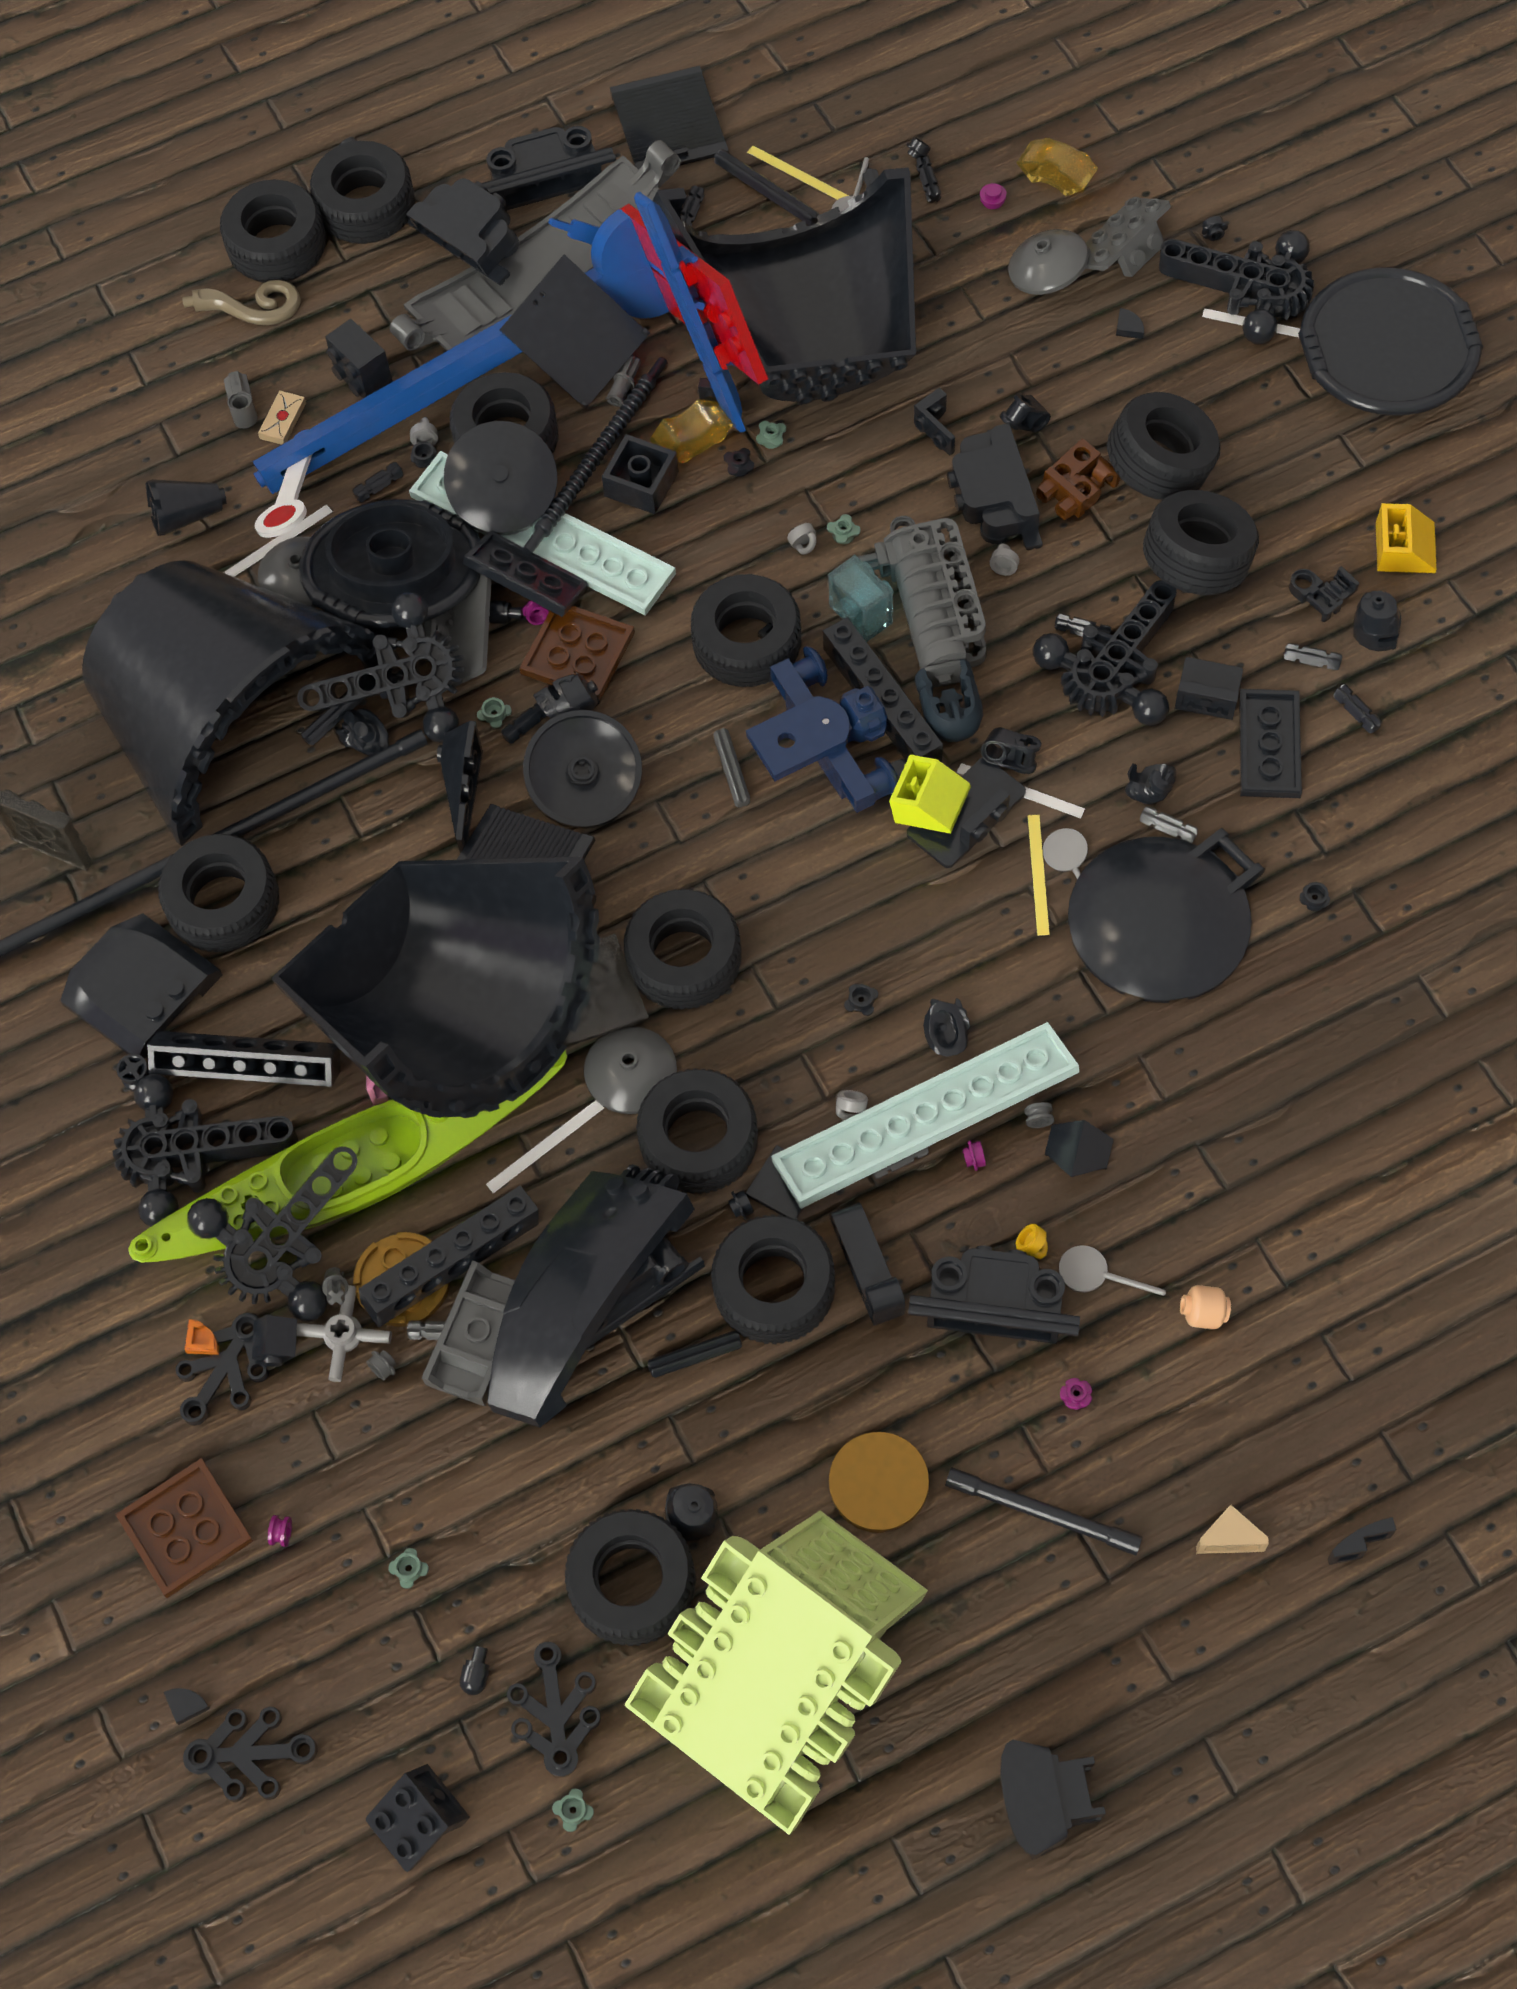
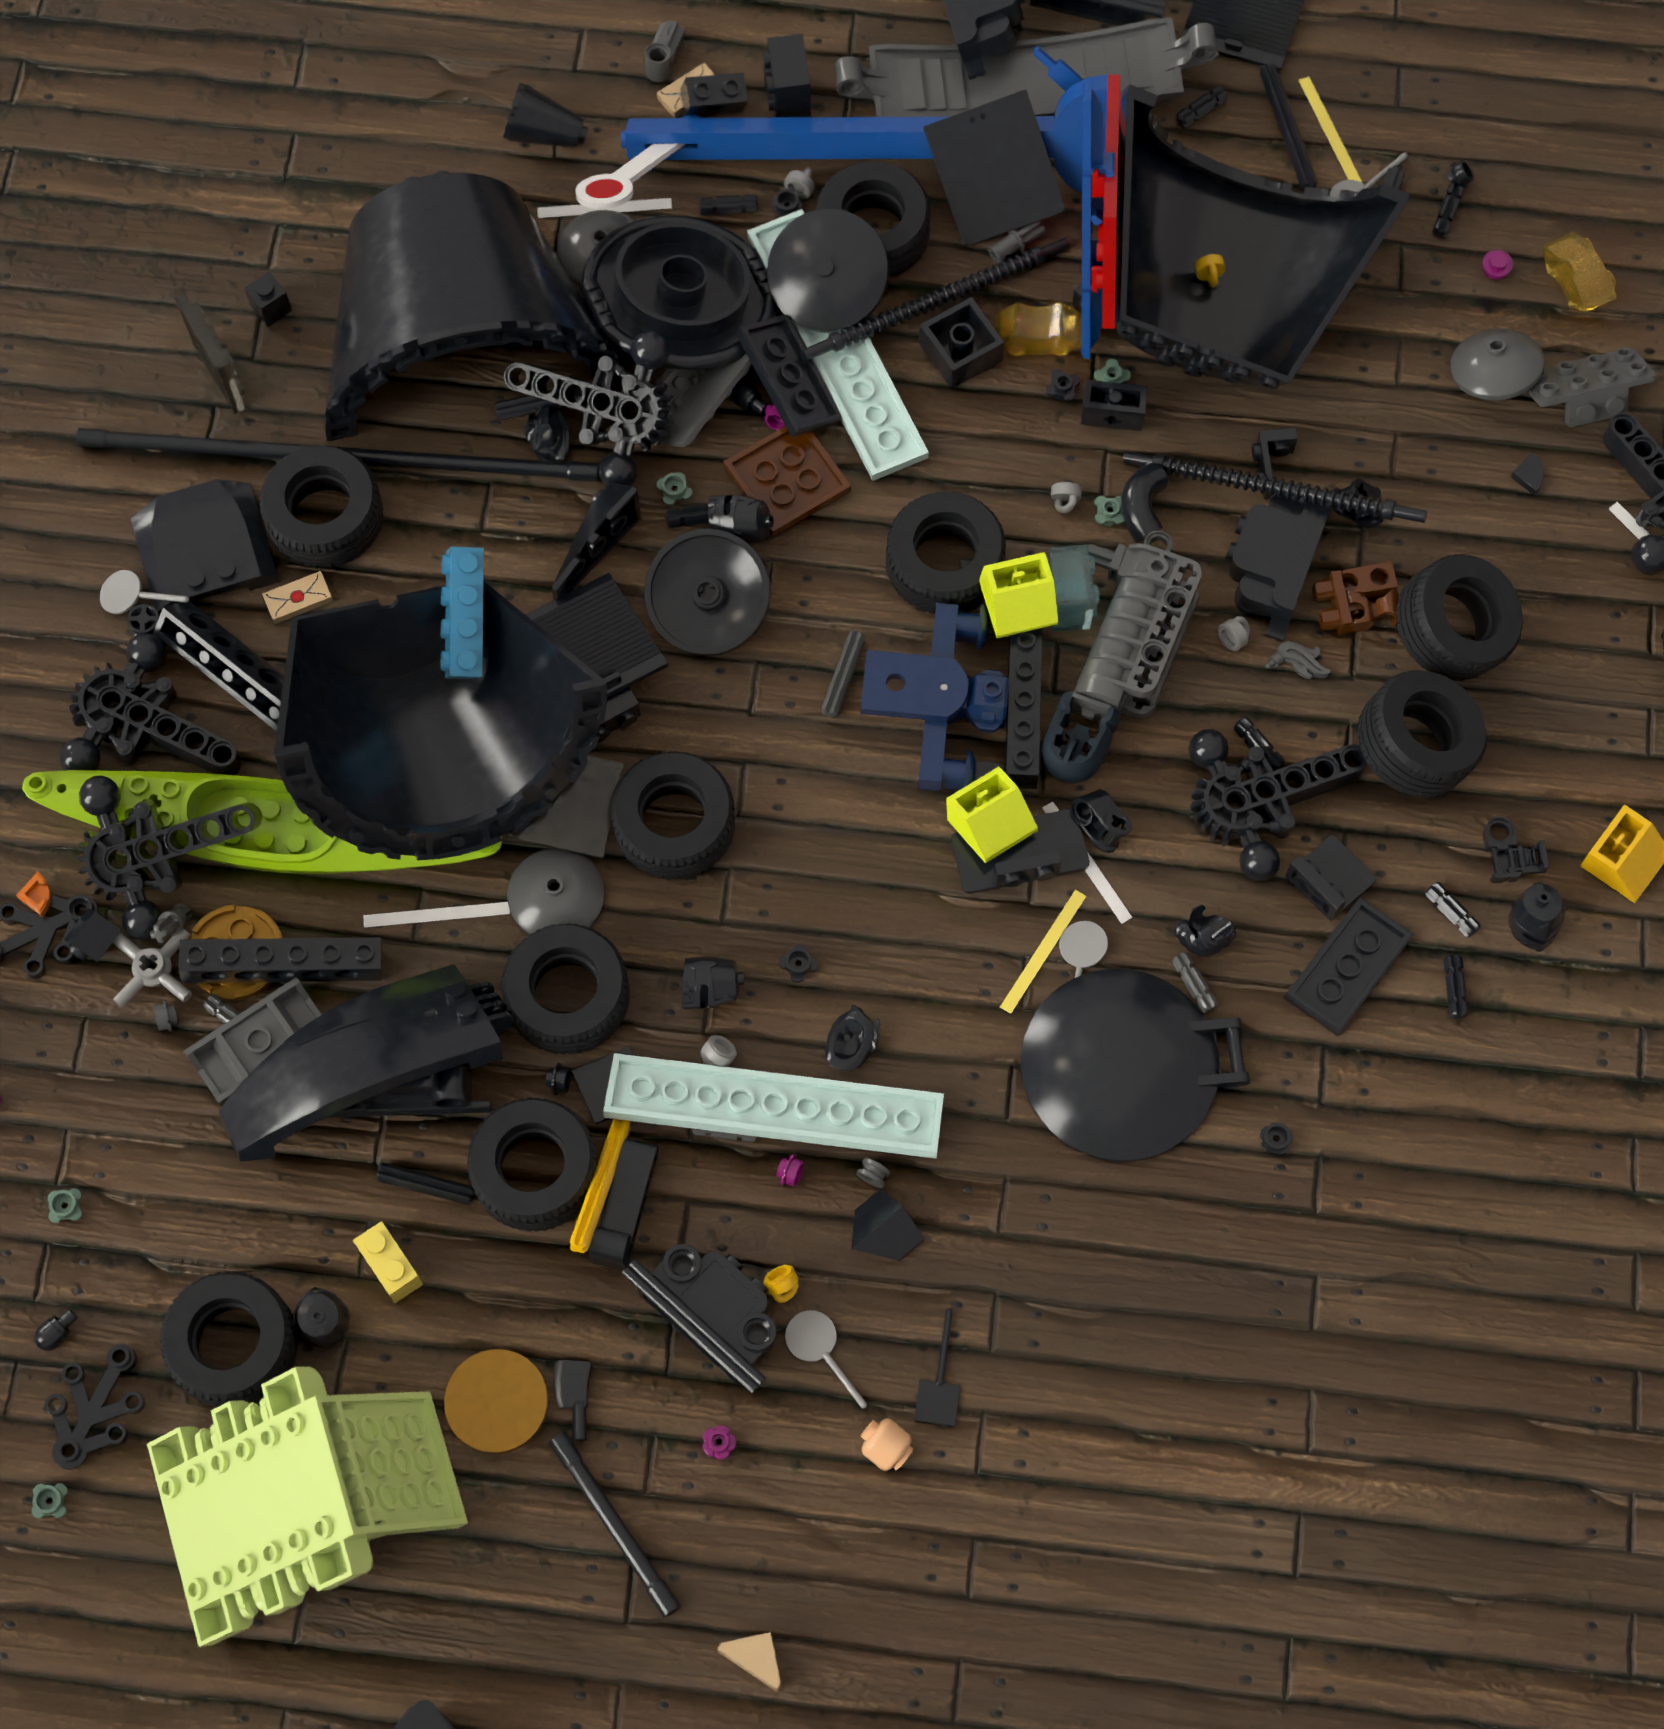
camera: 30 degrees right, 5 degrees up
(52, 764) = (268, 299): none -> black brick
(96, 1058) = (124, 589): none -> light grey piece
(247, 976) = (297, 597): none -> tan tile
(308, 406) = (714, 94): none -> black brick
(408, 892) = (464, 613): none -> dark azure brick
(712, 1432) = (388, 1262): none -> light yellow brick
(788, 314) = (1210, 268): none -> yellow tile
(791, 451) = (1114, 405): none -> black brick
(806, 1054) = (710, 982): none -> black helmet
(833, 619) = (1019, 594): none -> neon yellow slope
(841, 1258) = (599, 1186): none -> yellow axle
(861, 507) = (1137, 500): none -> black cylinder
(932, 1435) = (571, 1392): none -> black piece
(1057, 398) = (1387, 509): none -> black hose
(1065, 549) = (1301, 659): none -> dark grey piece
(1215, 1251) = (938, 1400): none -> black piece

